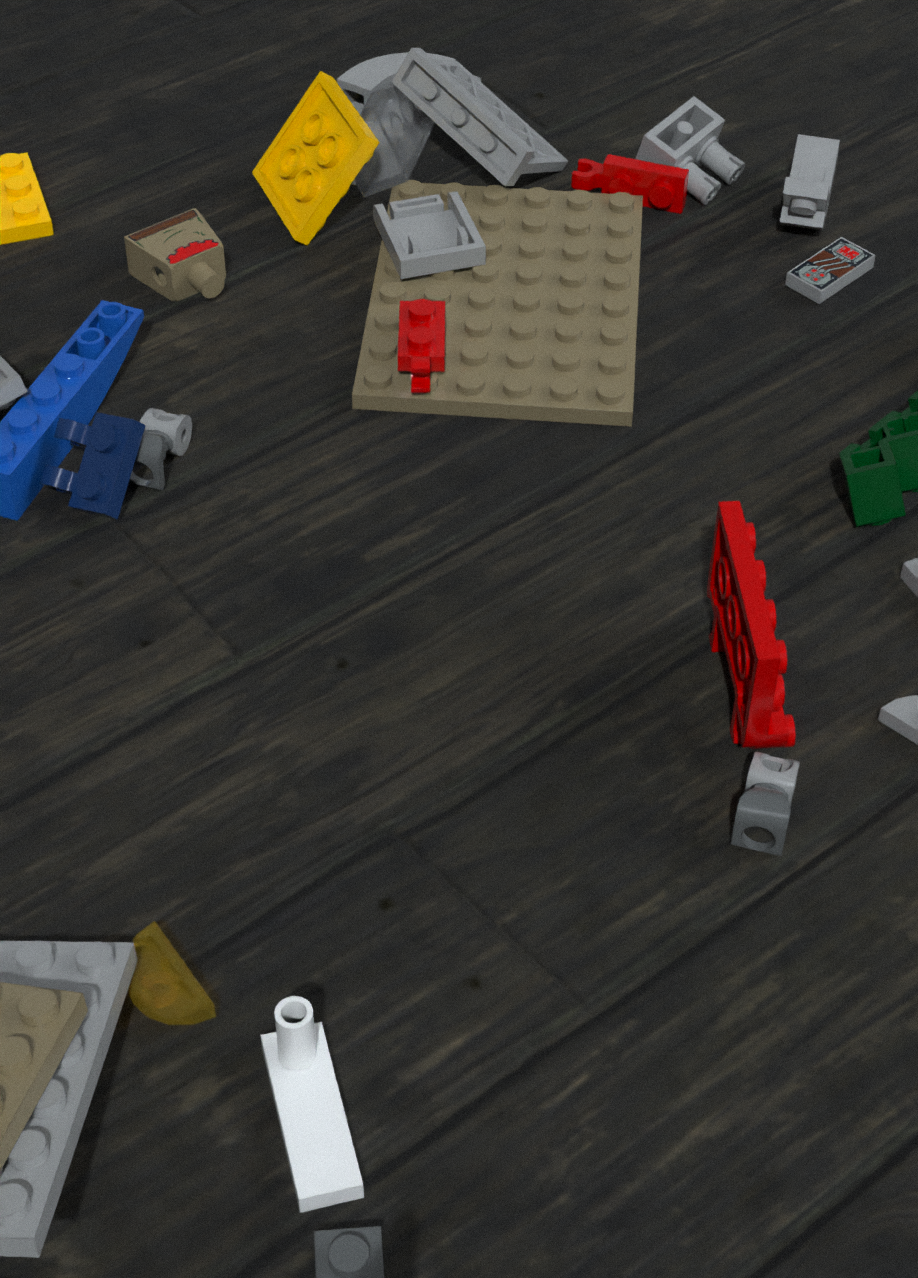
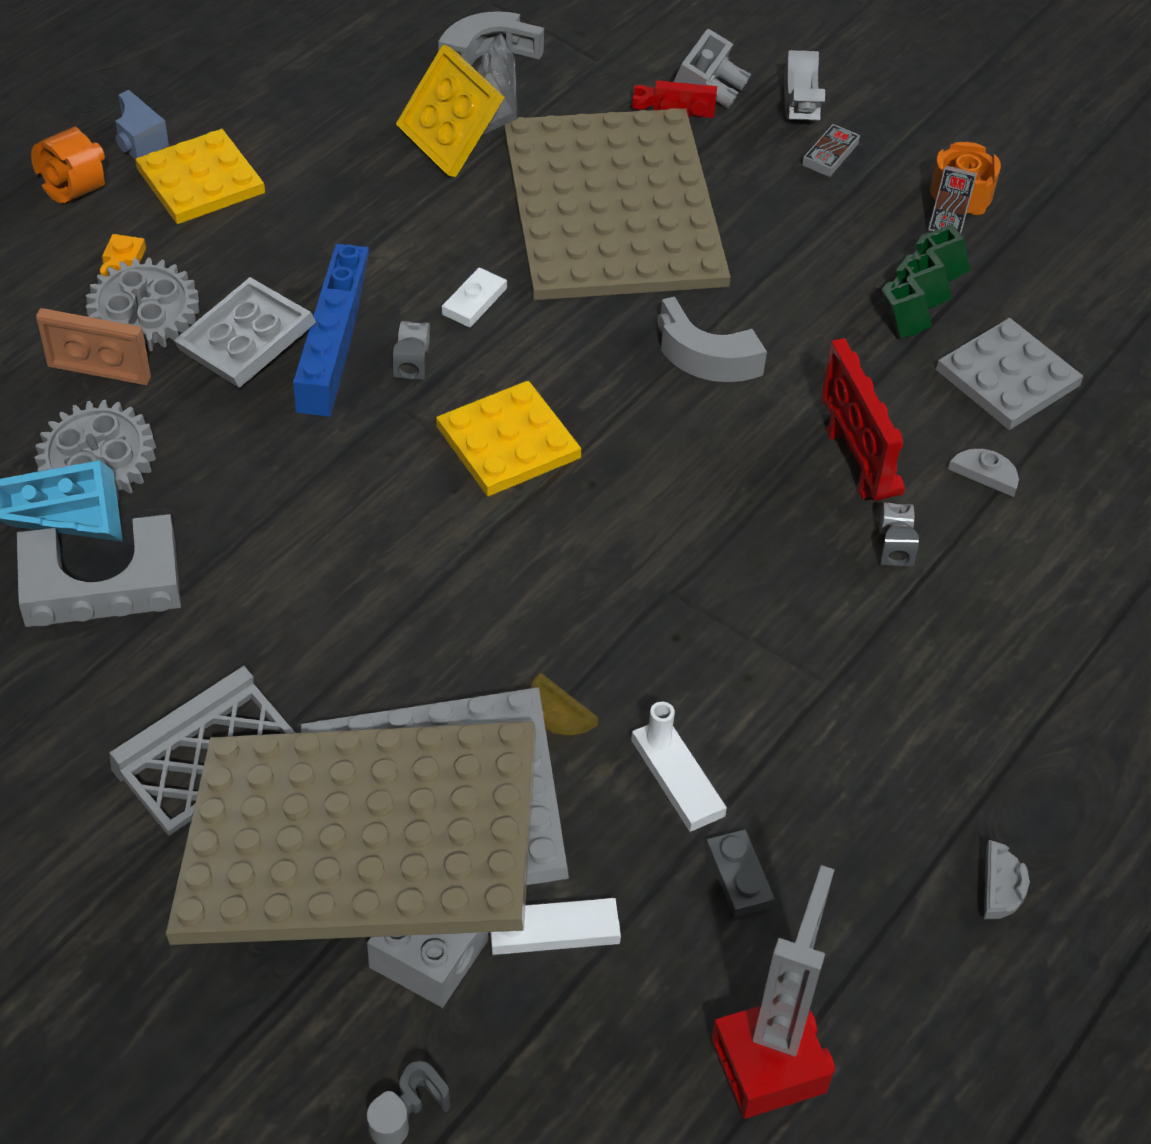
camera: 15 degrees left, 5 degrees up
(105, 466) = (387, 367): dark blue plate -> none
(178, 257) = (371, 201): dark tan torso -> none
(245, 583) = (508, 438): none -> yellow plate
(270, 394) = (474, 297): none -> white plate
(421, 341) = (572, 244): red plate -> none
(427, 238) = (549, 163): light grey container -> none
(475, 118) = (554, 63): light grey fence -> none
(570, 511) = (705, 354): none -> light grey arch

